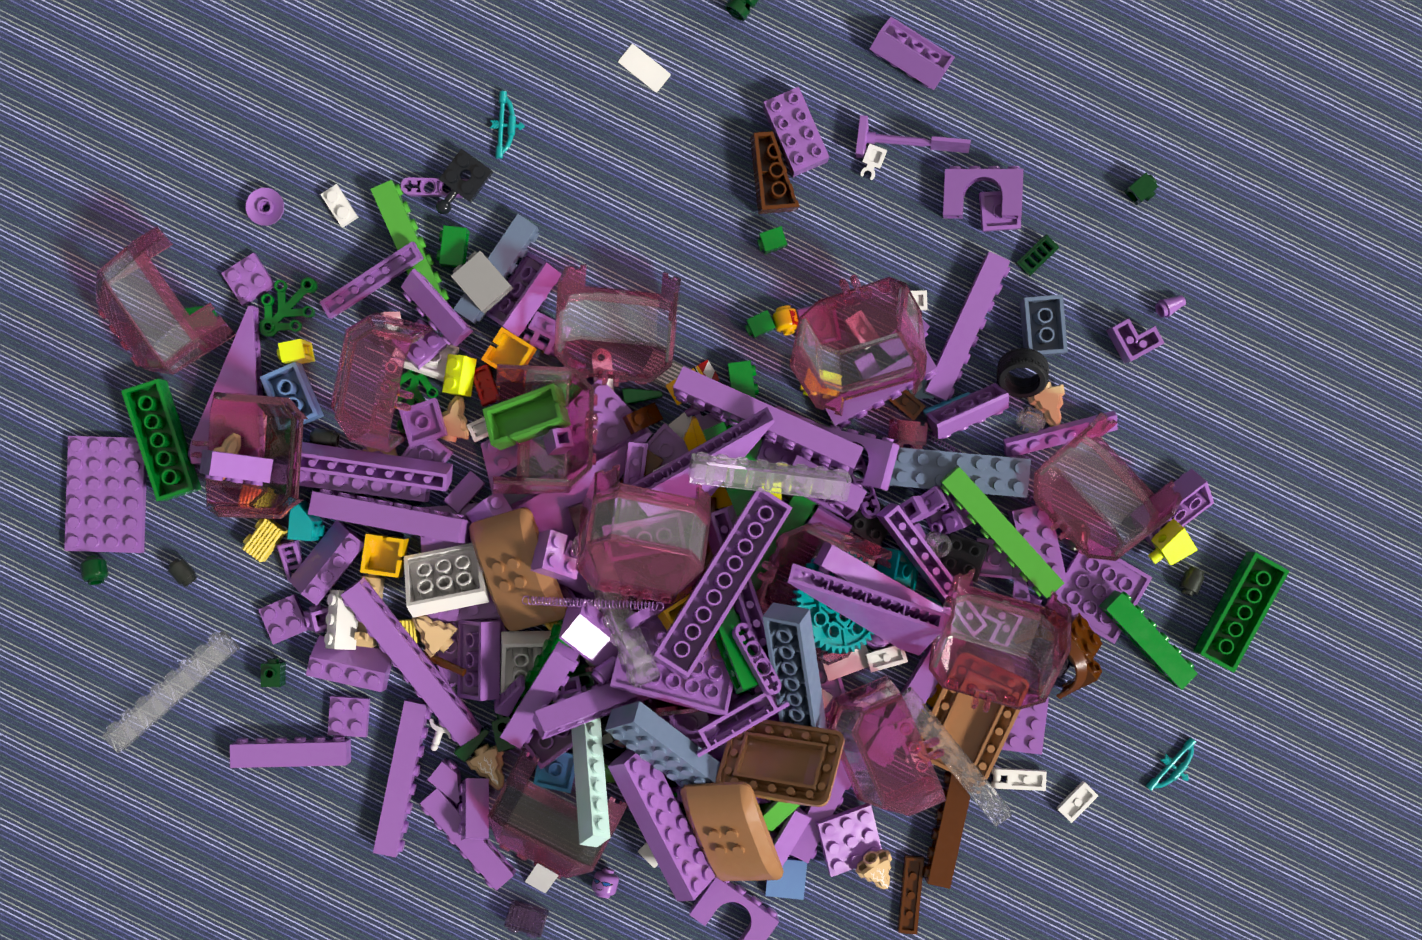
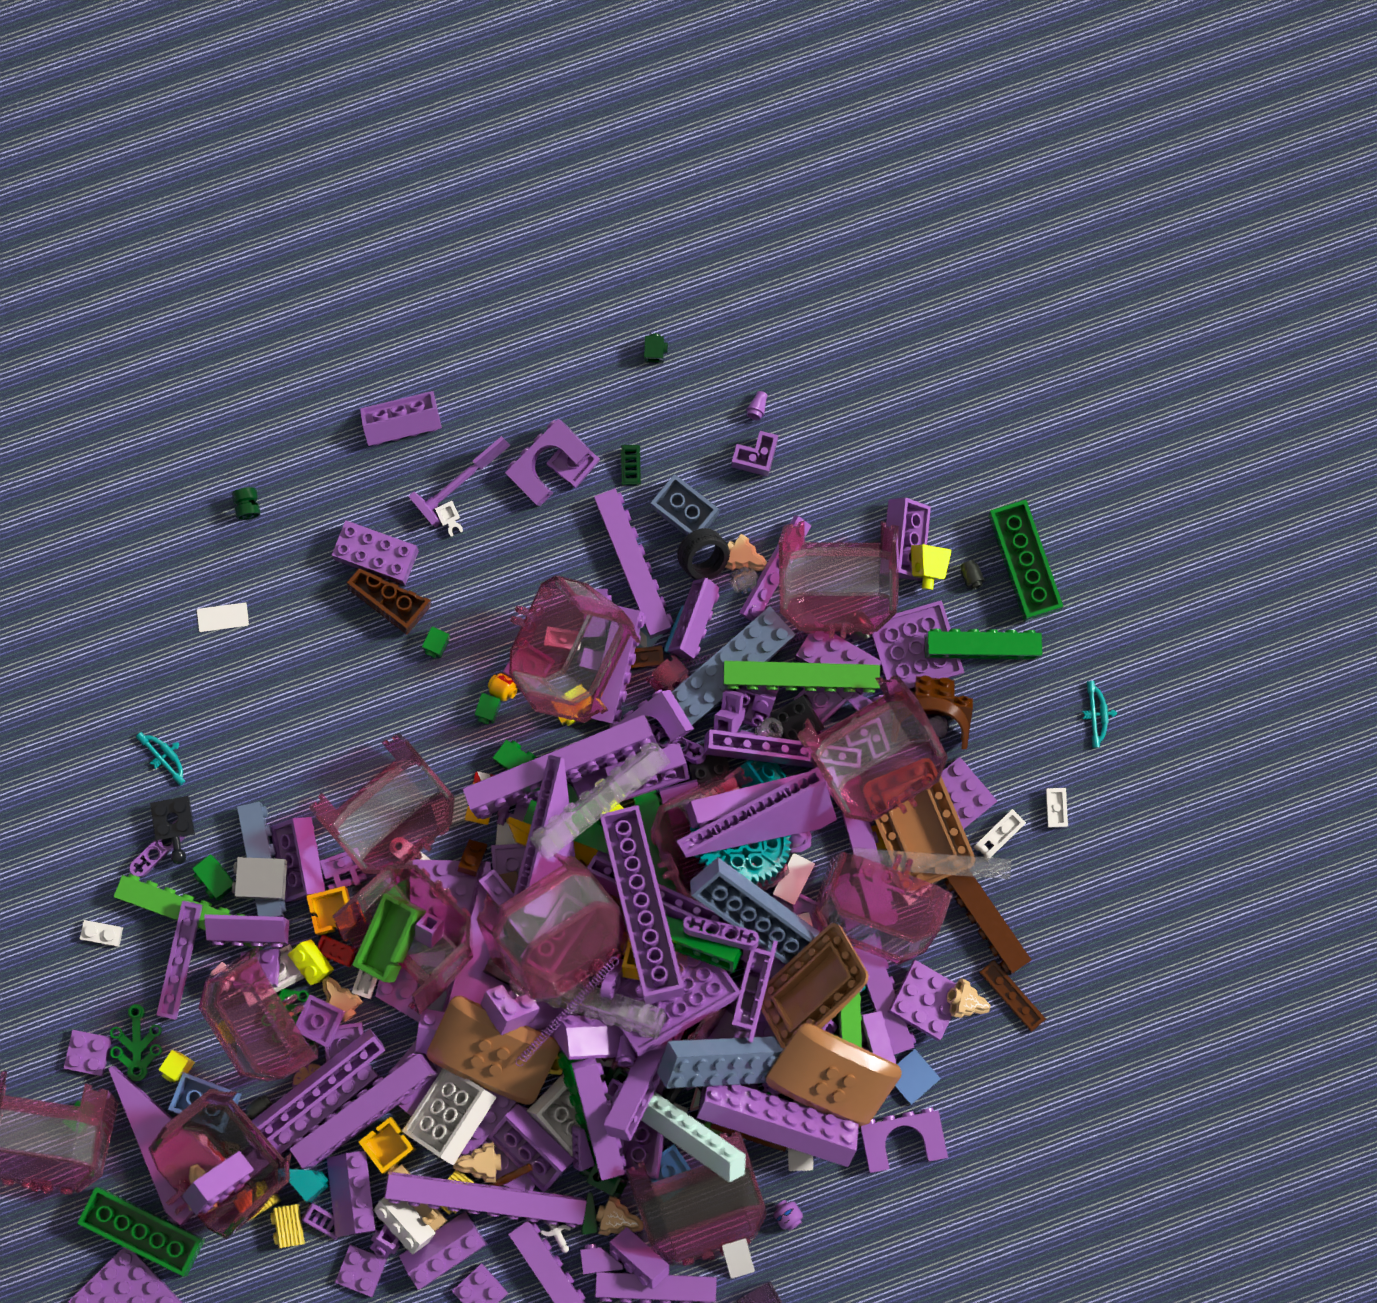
camera: 45 degrees left, 10 degrees down
(258, 200) = (39, 985): medium lavender dish -> none
(464, 492) = (398, 1040): medium lavender slope -> none
(639, 395) = (453, 845): dark green slope -> none
(885, 658) = (818, 847): white plate -> none
(921, 299) = (582, 576): white plate -> none

